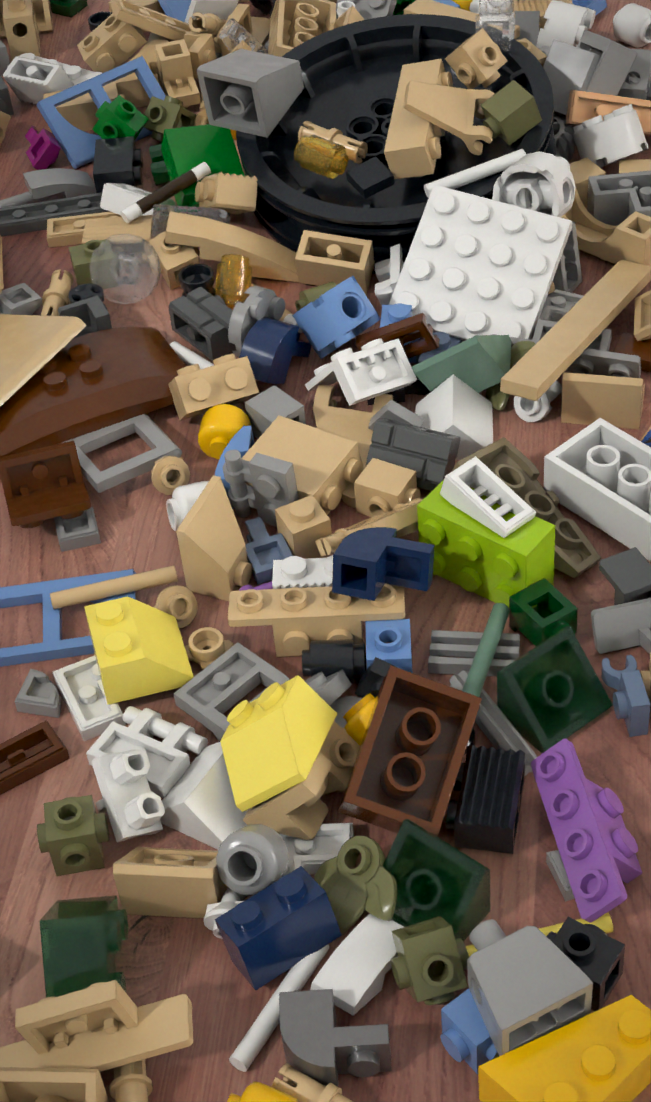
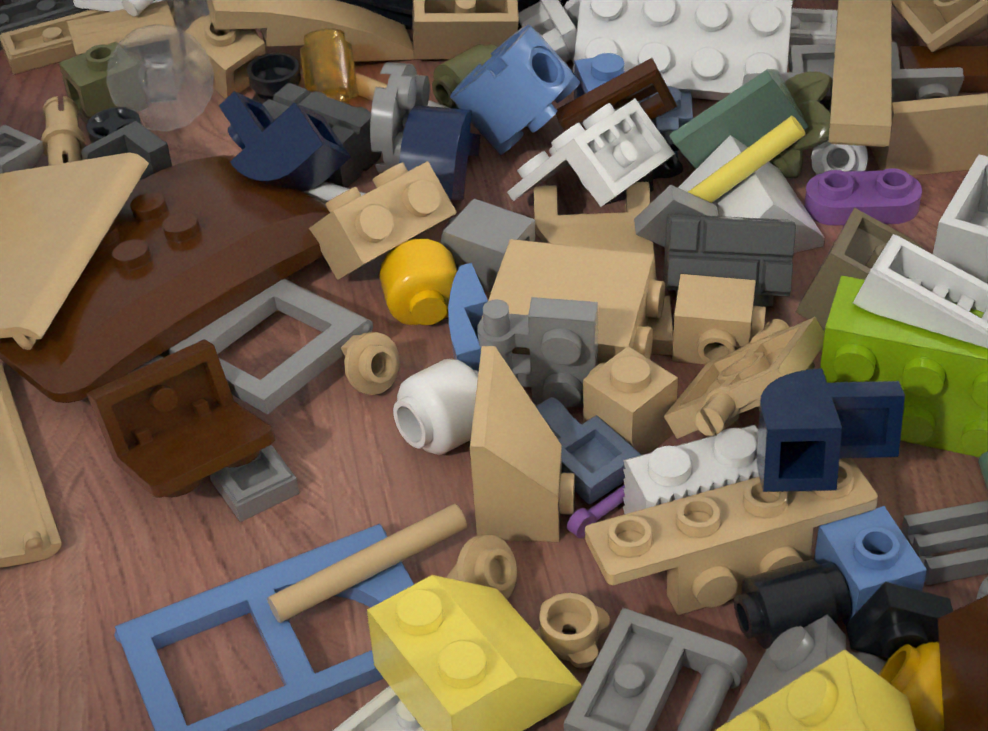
camera: 20 degrees left, 0 degrees up
(175, 327) = (284, 152): none -> dark blue brick
(449, 393) = (749, 160): none -> light yellow bar
(533, 431) = (885, 195): none -> medium lavender plate

